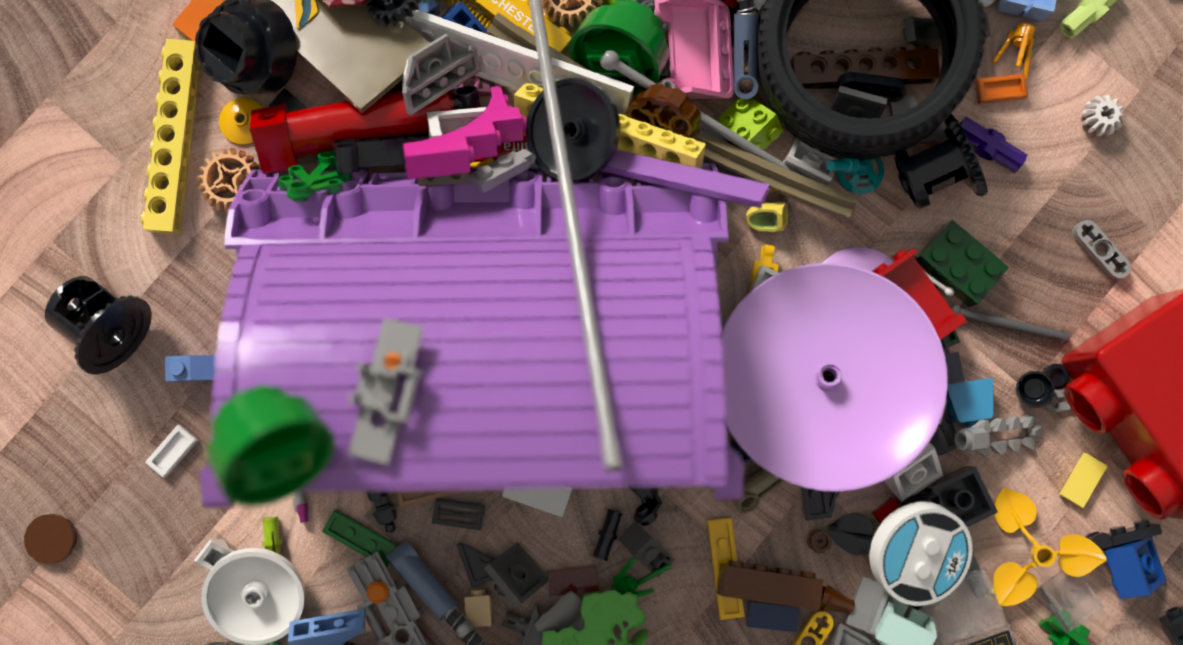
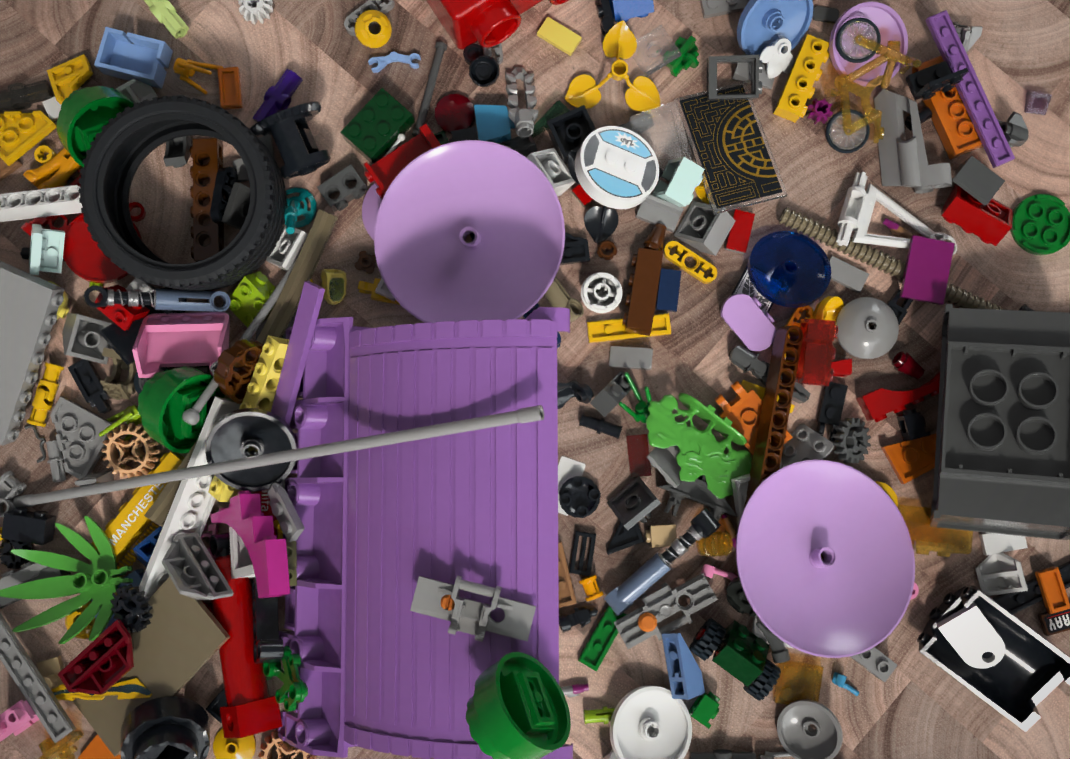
camera: 85 degrees left, 0 degrees up
(417, 524) = (591, 587): none -> light orange bush
(523, 510) = (579, 497): none -> black dish
(689, 571) = (631, 357): none -> light grey slope
(767, 535) = (601, 292): none -> white cone
(790, 256) = (368, 268): none -> reddish brown plate
(890, 219) = (339, 183): none -> dark grey brick
(982, 354) = (454, 112): none -> dark red dish
(989, 478) = (556, 110): none -> clear green slope
(1047, 280) = (394, 57): none -> light blue piece
(1077, 242) = (365, 36): none -> yellow piece

